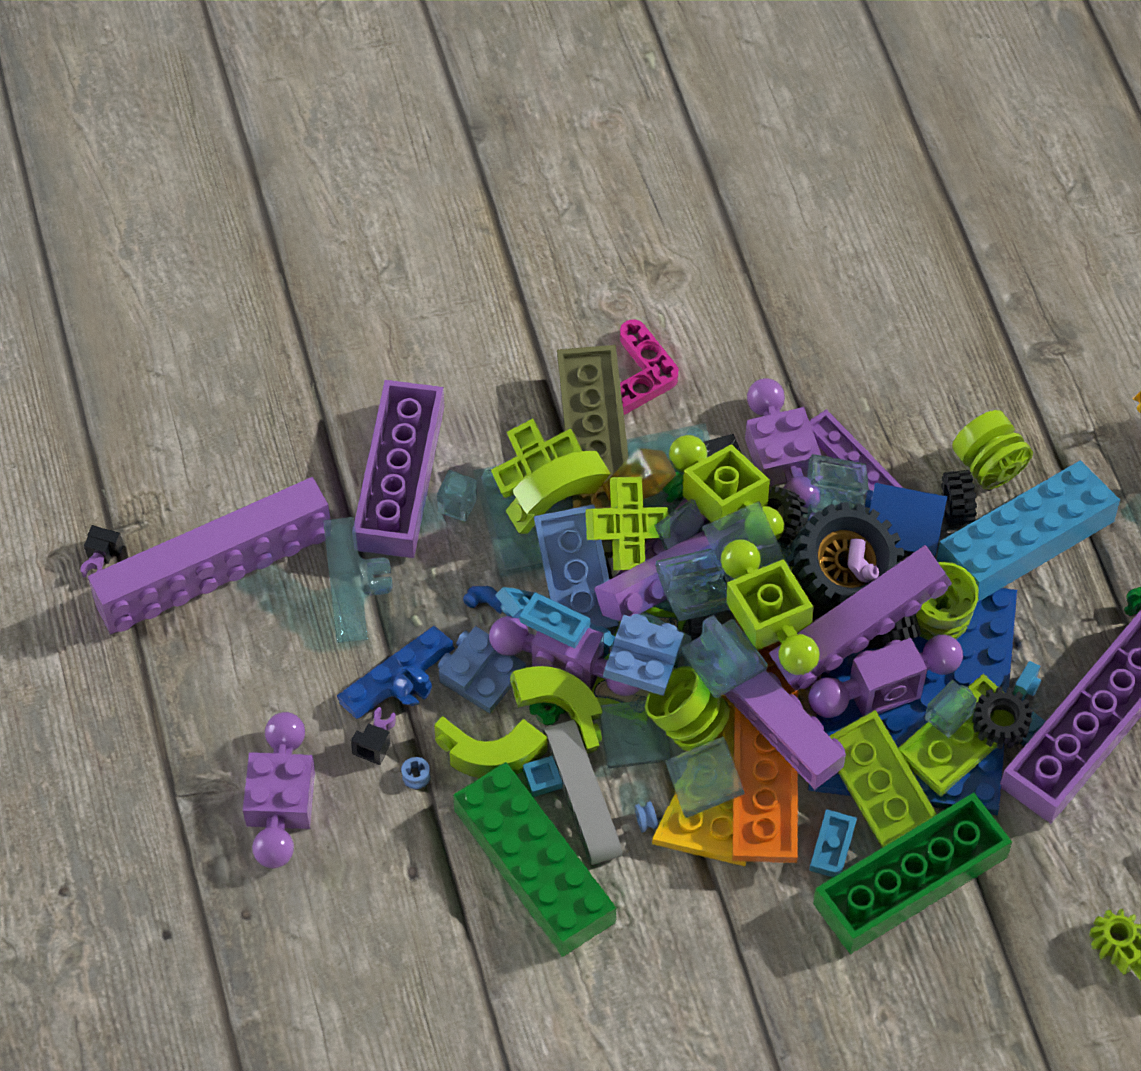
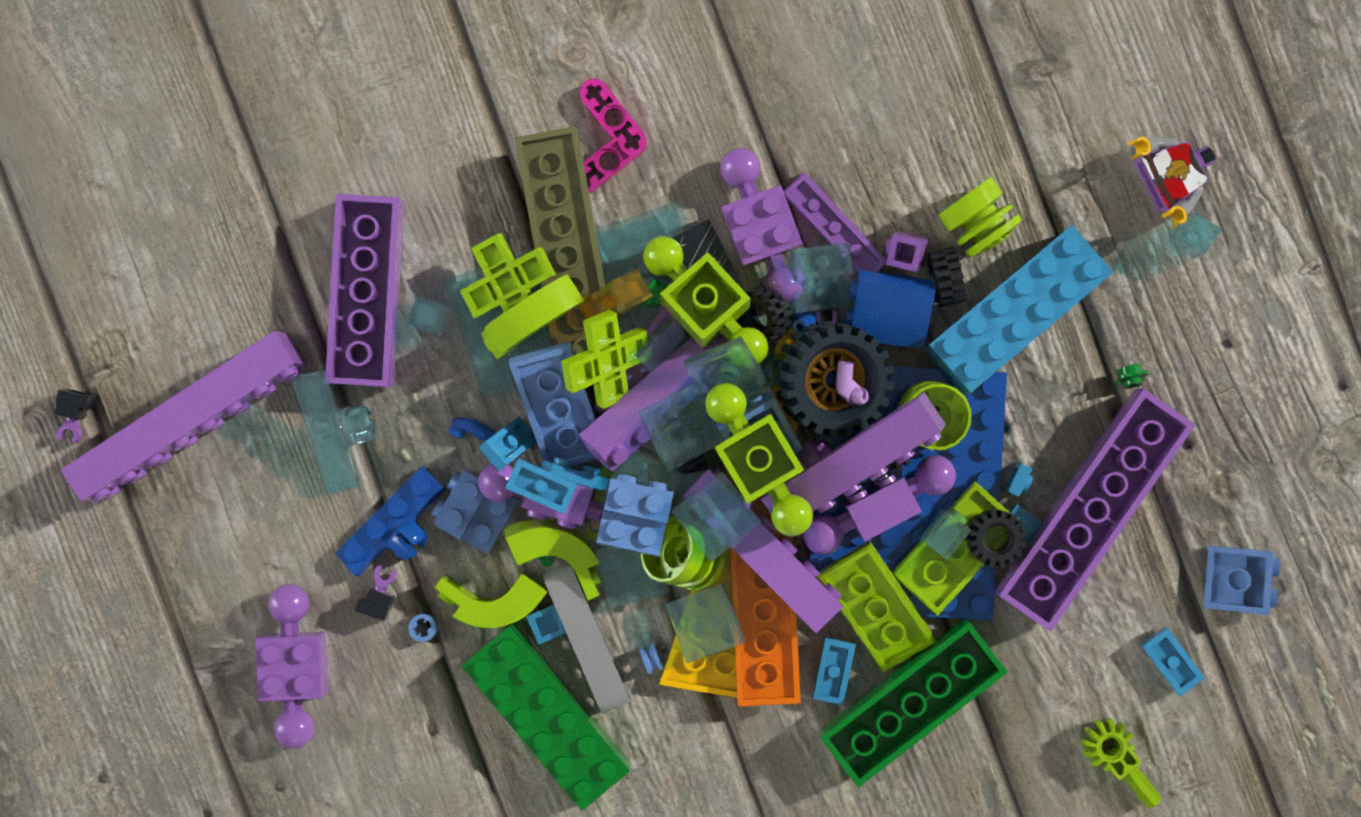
camera: 10 degrees left, 30 degrees up
(922, 473) = (907, 250): none -> medium lavender brick

